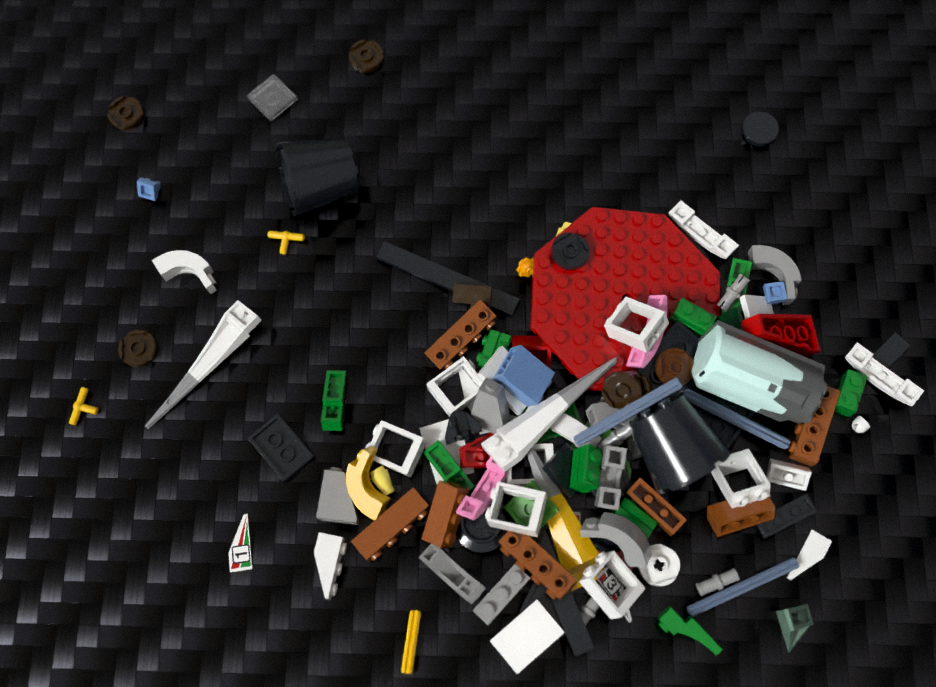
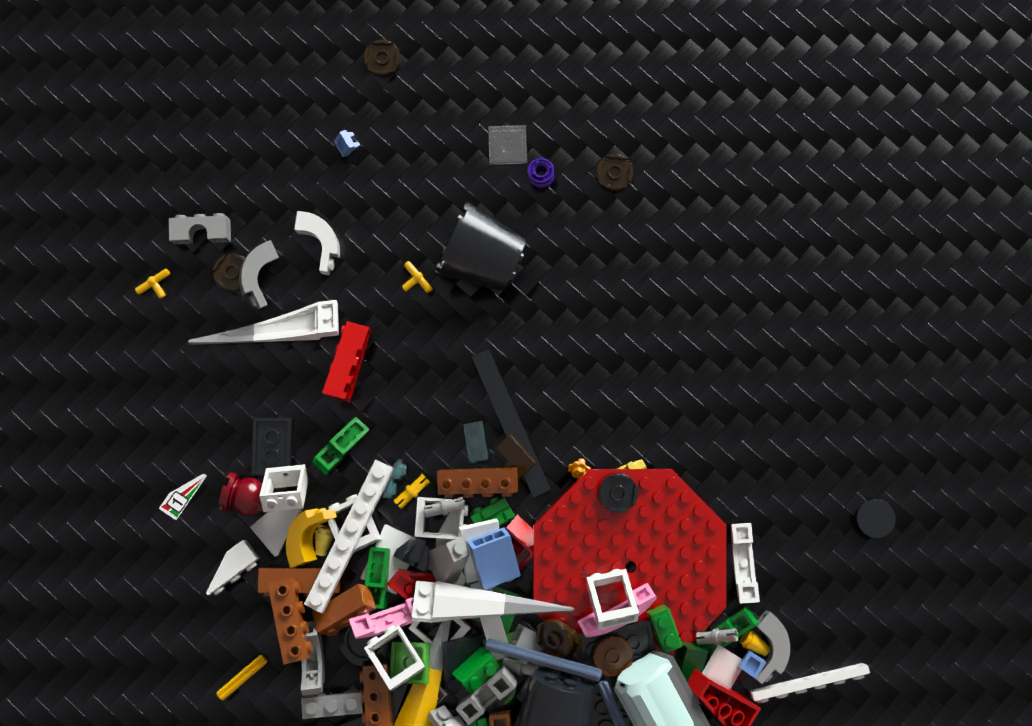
camera: 35 degrees right, 10 degrees up
(71, 344) = (183, 228): none -> light grey arch
(153, 337) = (249, 272): none -> light grey arch
(285, 336) = (347, 362): none -> red wedge
(292, 497) = (241, 495): none -> dark red tile
(309, 466) = (276, 479): none -> white window
(313, 95) = (536, 166): none -> dark purple wheel
(395, 384) = (398, 472): none -> clear light blue slope
(400, 455) = (349, 536): none -> white plate
(411, 555) = (289, 620): none -> dark orange brick
(418, 388) = (411, 491): none -> yellow pin
(434, 312) = (475, 441): none -> clear light blue slope
(453, 372) = (444, 507): none -> light grey pin
(759, 278) = (754, 643): none -> yellow cone
(829, 266) = (817, 681): none -> white plate

